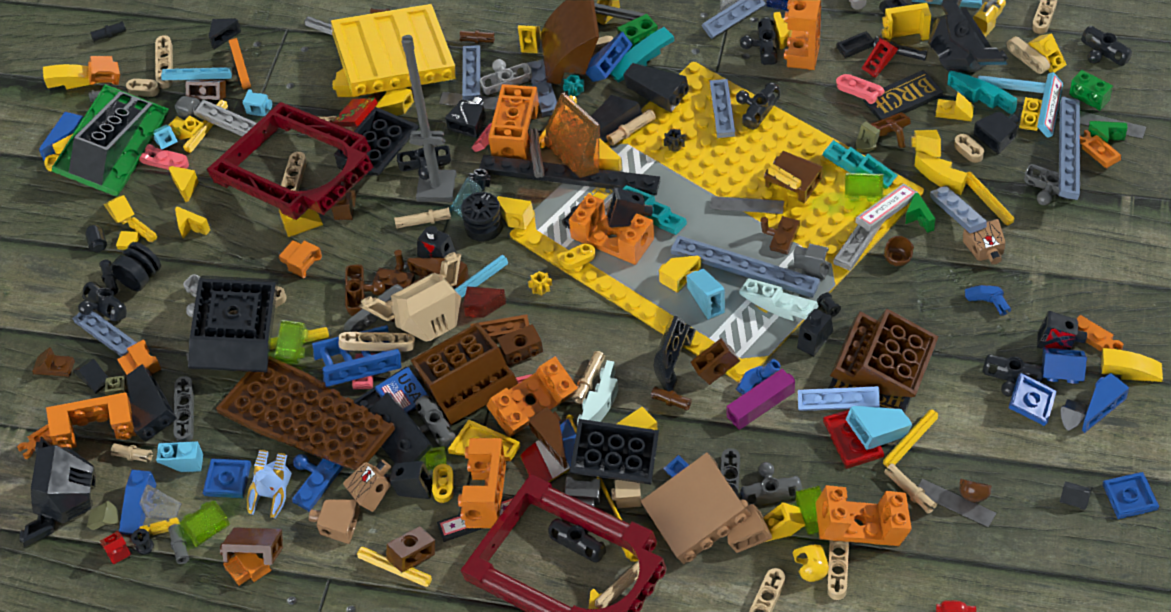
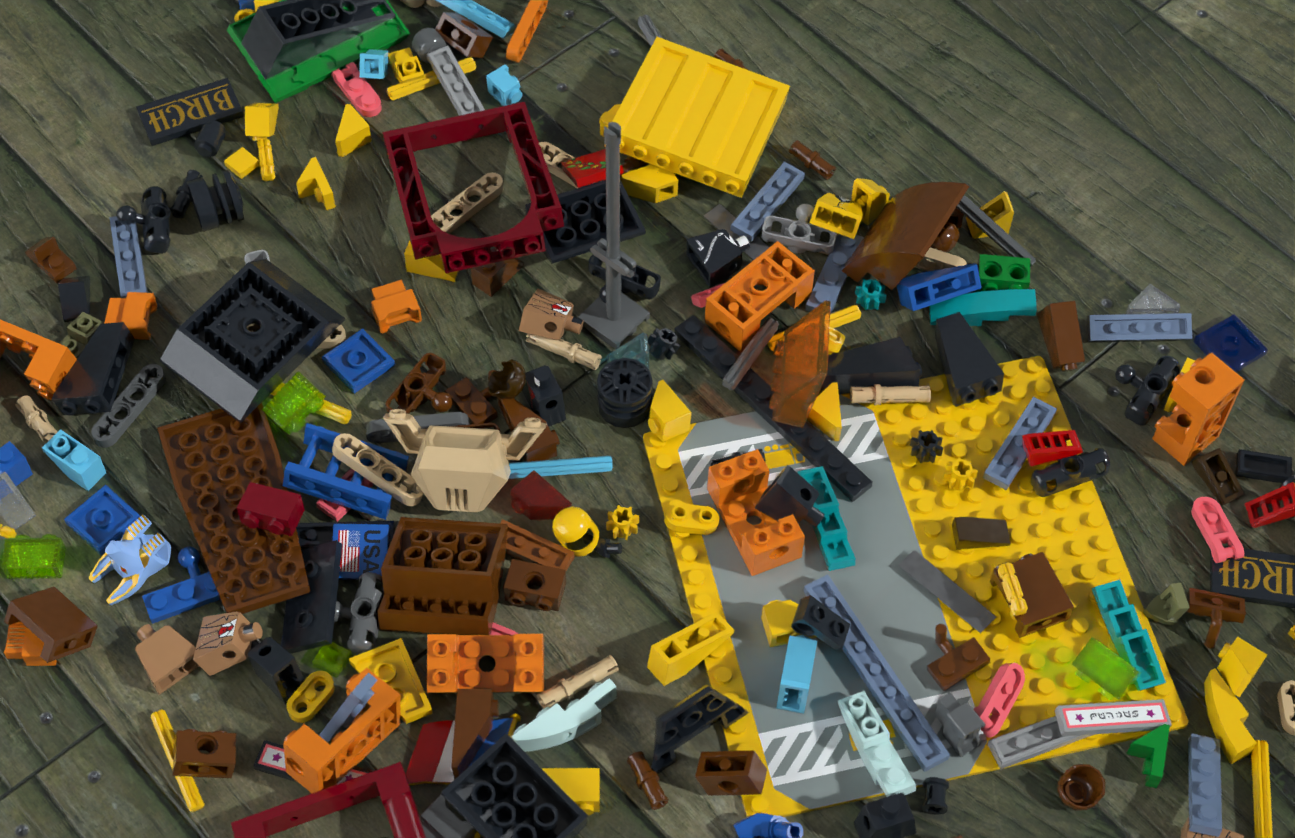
camera: 30 degrees right, 5 degrees up
(65, 233) = (189, 111): none -> black tile
(304, 300) = (358, 360): none -> blue tile
(333, 399) = (270, 509): none -> dark red brick
(401, 205) = (549, 316): none -> medium nougat torso
(412, 248) = (508, 381): none -> dark brown hair
(481, 458) = (350, 708): none -> sand blue plate
(515, 300) = (571, 525): none -> yellow helmet
(521, 53) = (837, 215): none -> yellow torso
(538, 302) = (604, 546): none -> black bar
(634, 320) = (687, 648): none -> yellow slope
(695, 256) = (818, 620): none -> black plate
(696, 42) = (1062, 335): none -> reddish brown slope
(705, 142) = (960, 474): none -> yellow gear
(736, 103) = (1043, 454): none -> red slope
(739, 165) = (979, 532): none -> dark brown slope
(821, 234) = (1000, 697): none -> coral plate
(836, 62) = (1218, 476): none -> dark brown slope

